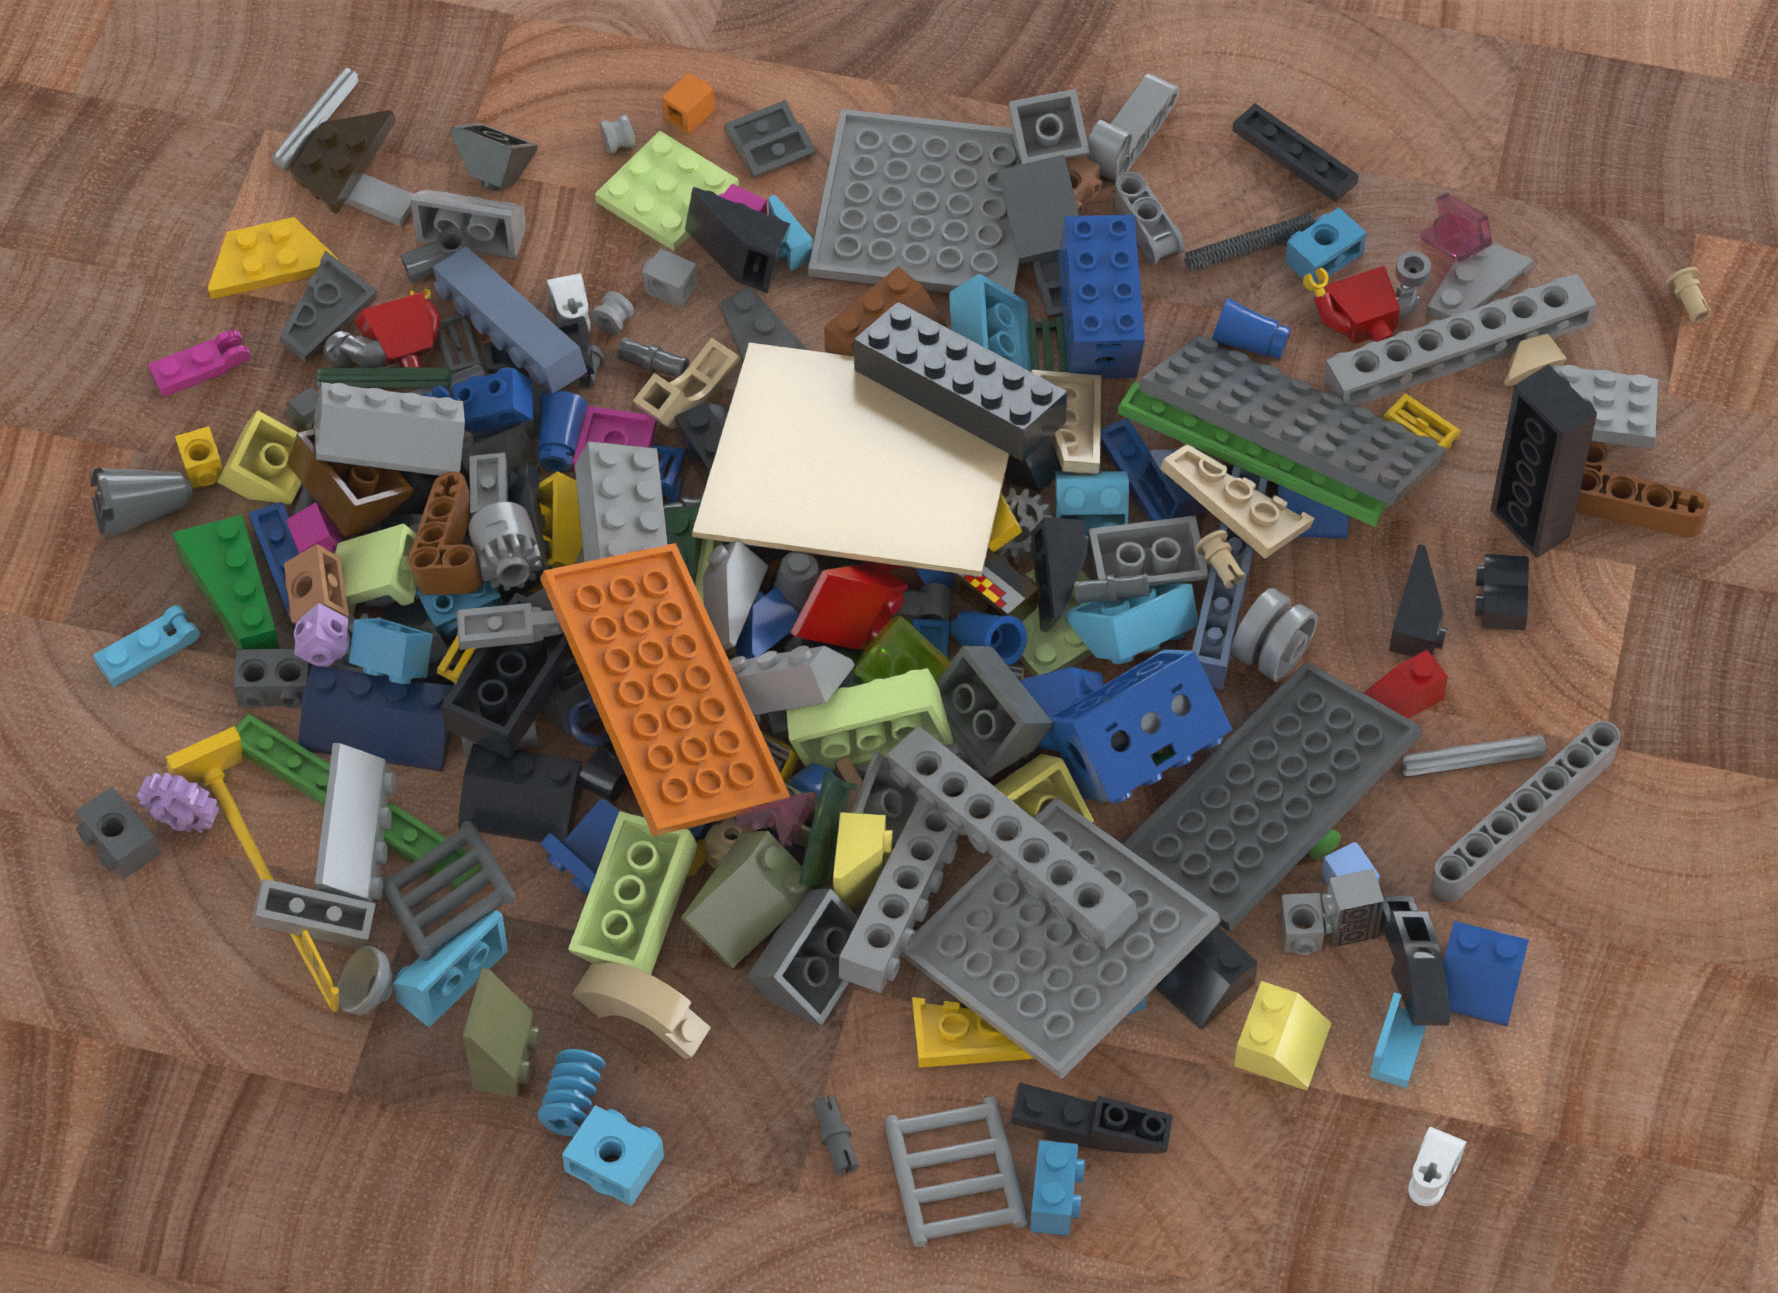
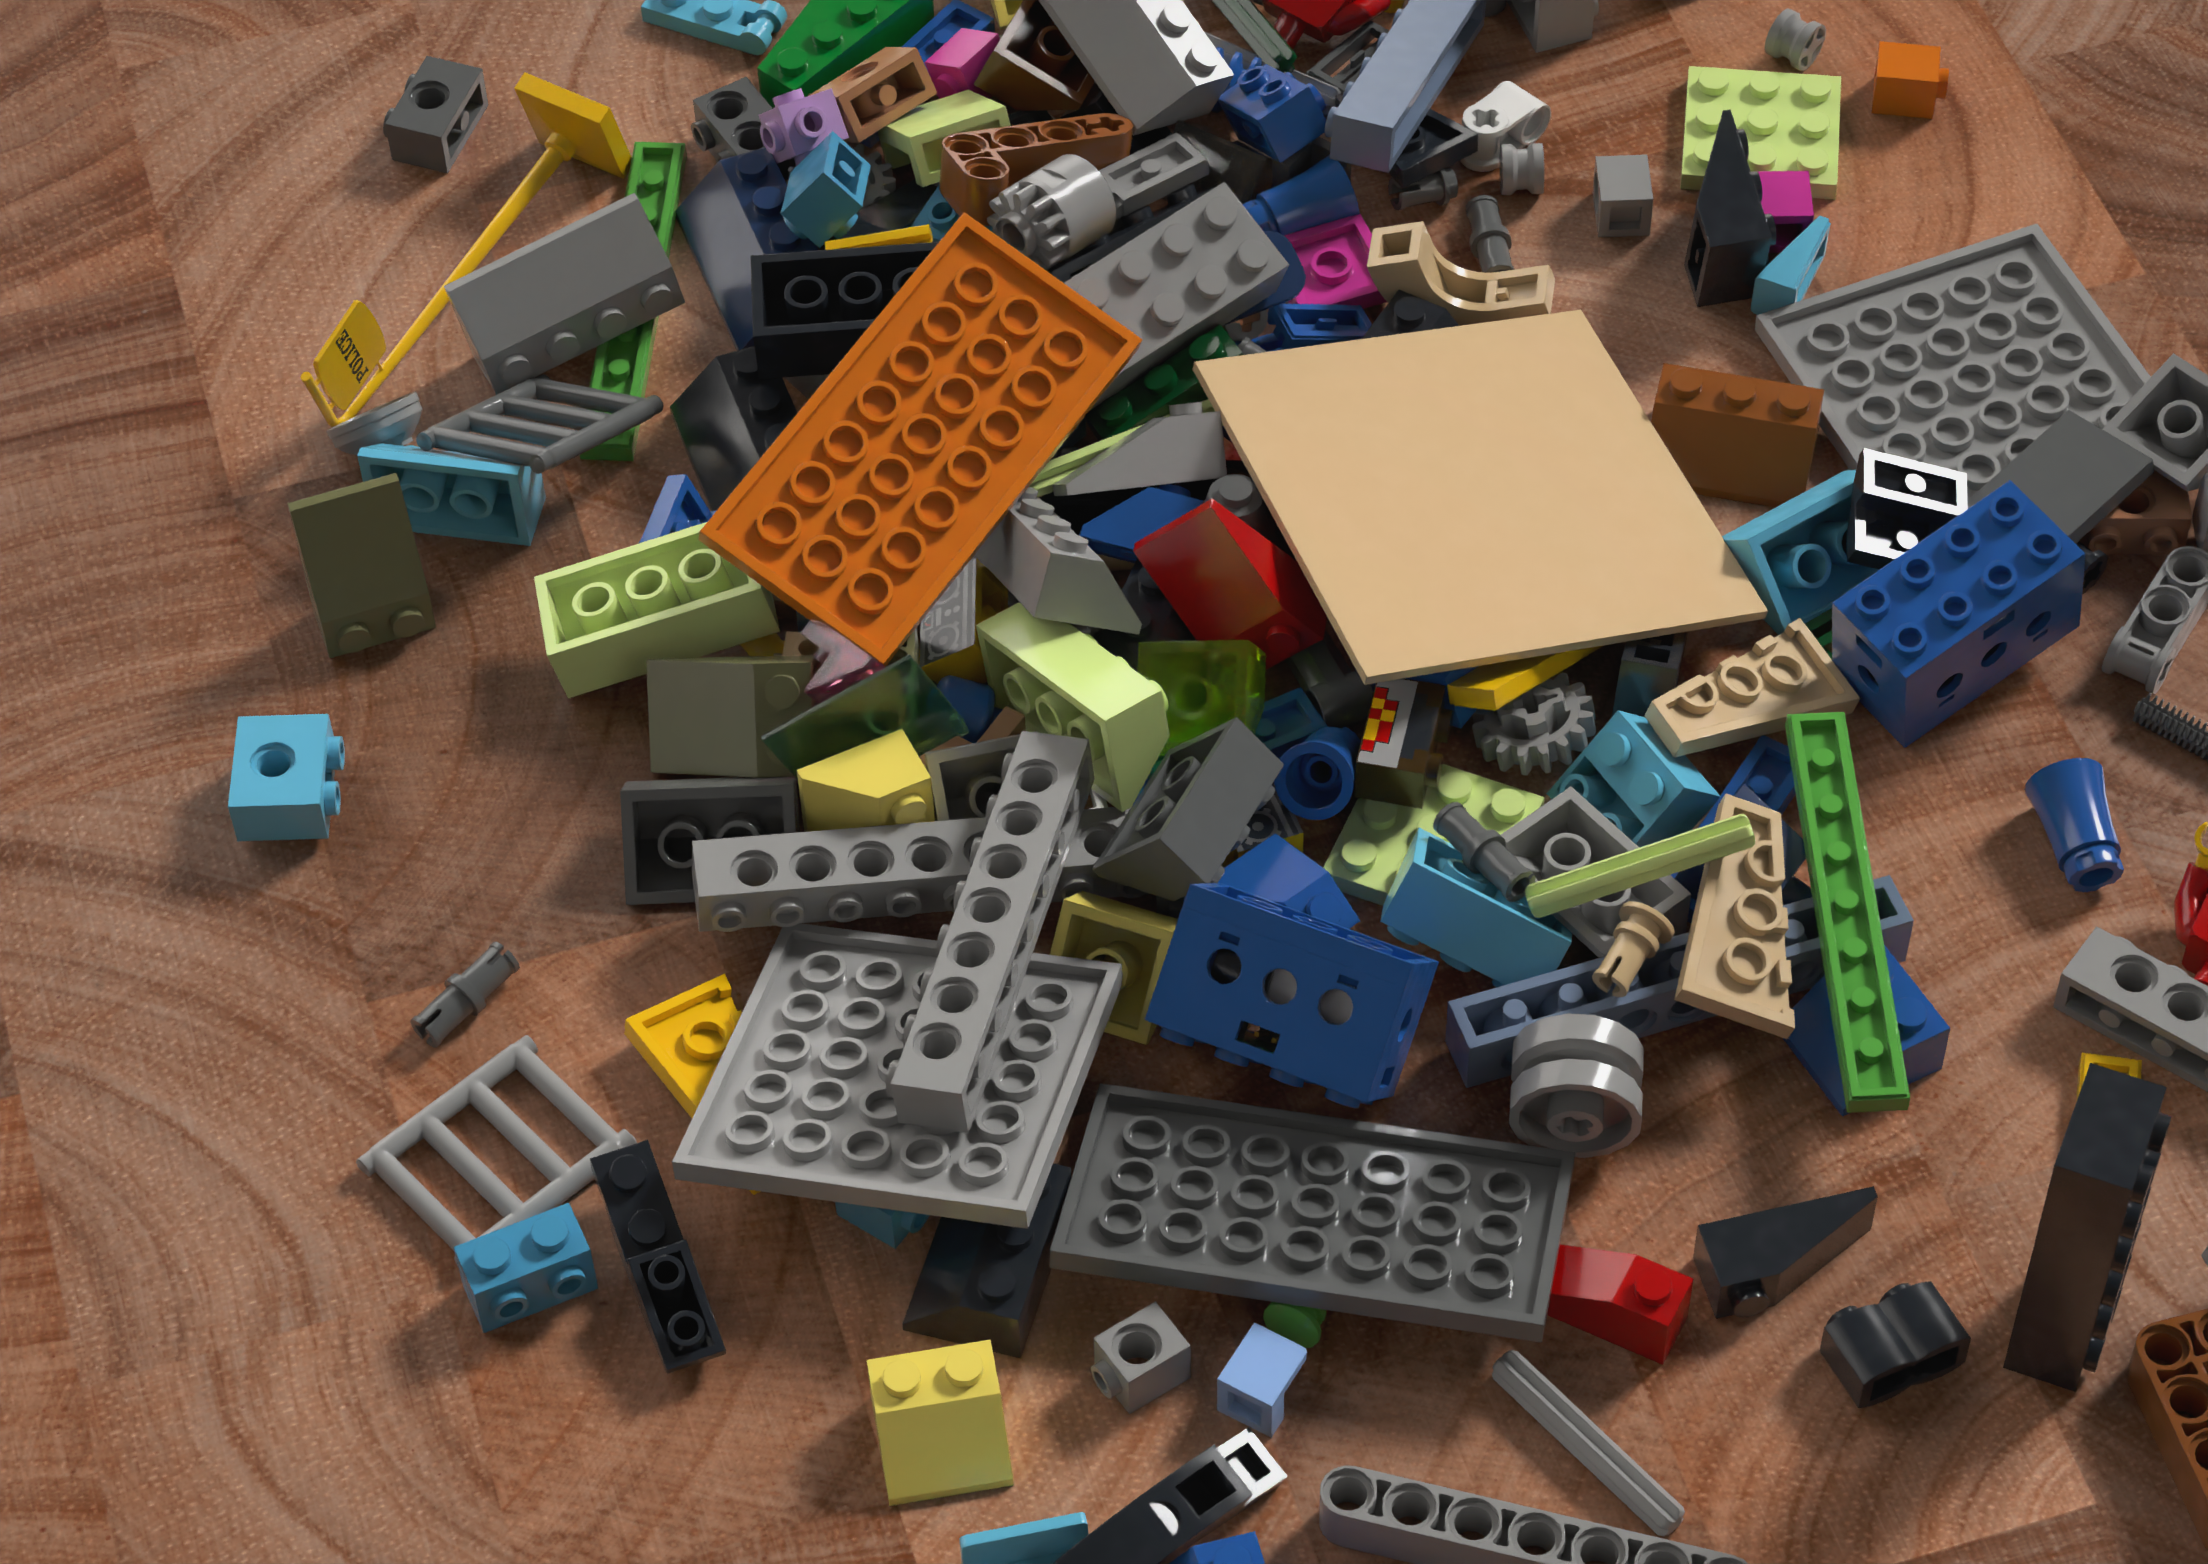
camera: 60 degrees right, 5 degrees down
(177, 802) = (497, 132): lavender gear -> none
(320, 913) = (425, 322): light grey brick -> none
(505, 625) = (886, 235): light grey hinge -> none
(570, 1090) = (355, 689): dark azure piece -> none
(636, 995) = (511, 705): tan arch -> none
(754, 322) = (1632, 316): dark grey wing -> none
(769, 139) = (1931, 185): dark grey slope -> none
(960, 381) = (1679, 530): black brick -> none
(1013, 282) = (1898, 506): none -> black slope
(1058, 556) = (1494, 784): black slope -> none
(1180, 523) = (1640, 866): none -> yellowish green axle
(1294, 419) = (1951, 935): dark grey plate -> none
(1352, 908) = (1192, 1394): brick -> none

